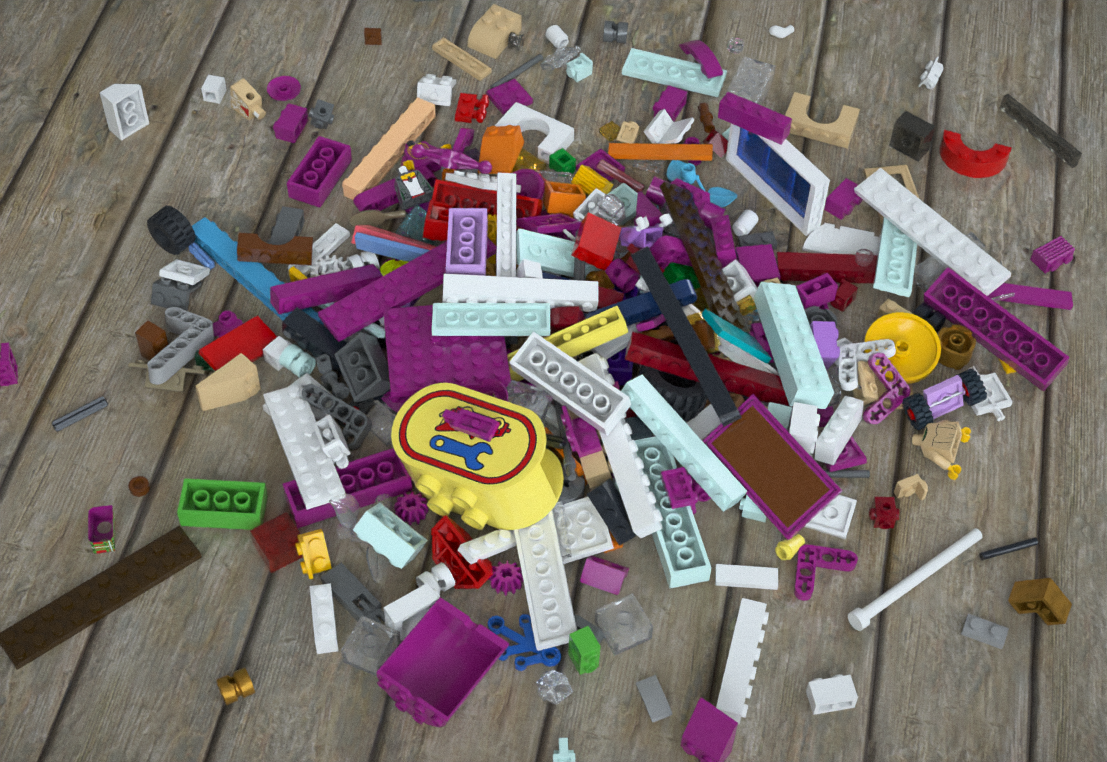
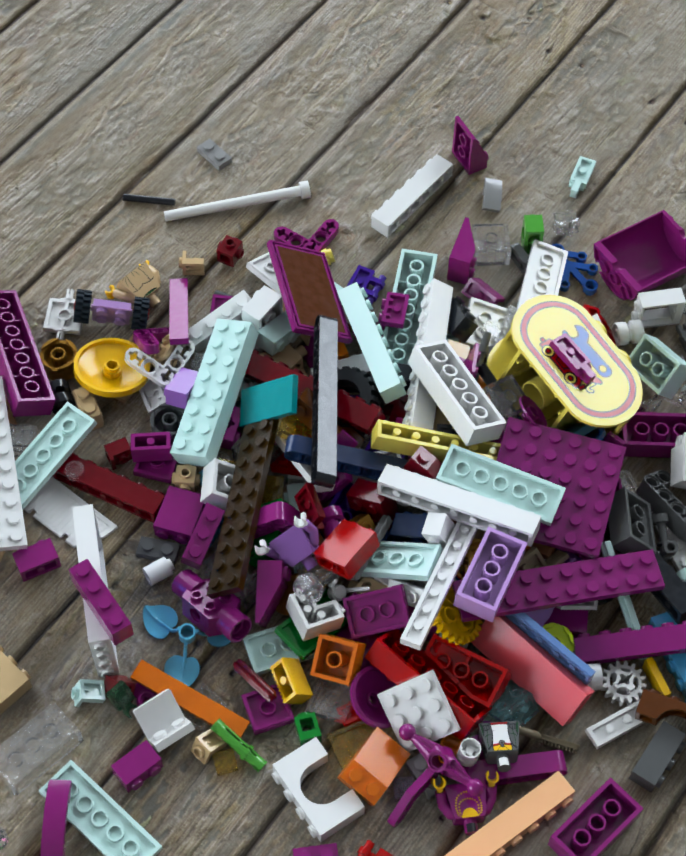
camera: 155 degrees left, 5 degrees up
(432, 172) = (470, 747): none -> white wheel
(575, 517) = (492, 327): none -> clear tile
(610, 137) = (234, 741): none -> bright green pin
(643, 583) = (462, 257): none -> magenta slope
(706, 117) = (106, 732): reddish brown pin -> none
(709, 130) = (121, 698): none -> clear green plate
(736, 535) = (364, 278): none -> dark purple plate
(746, 576) = (369, 253): white tile -> none
(831, 694) = (359, 151): white brick -> none
(883, 421) = (178, 311): none -> tile
(1040, 597) = (163, 147): pearl gold brick -> none

